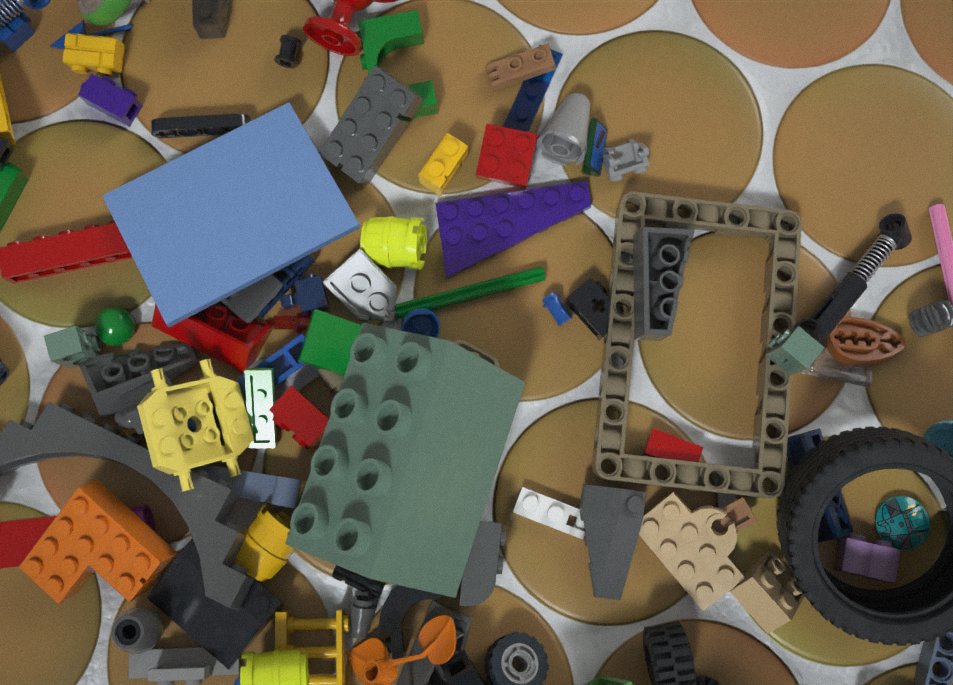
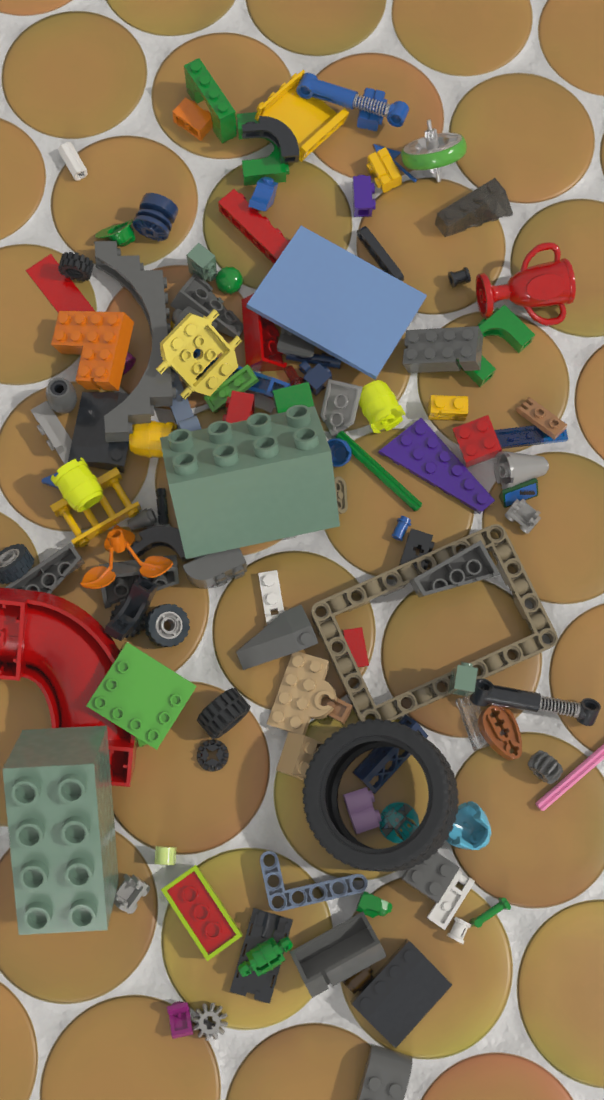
camera: 55 degrees right, 5 degrees down
(30, 216) = (264, 194): none -> blue arch

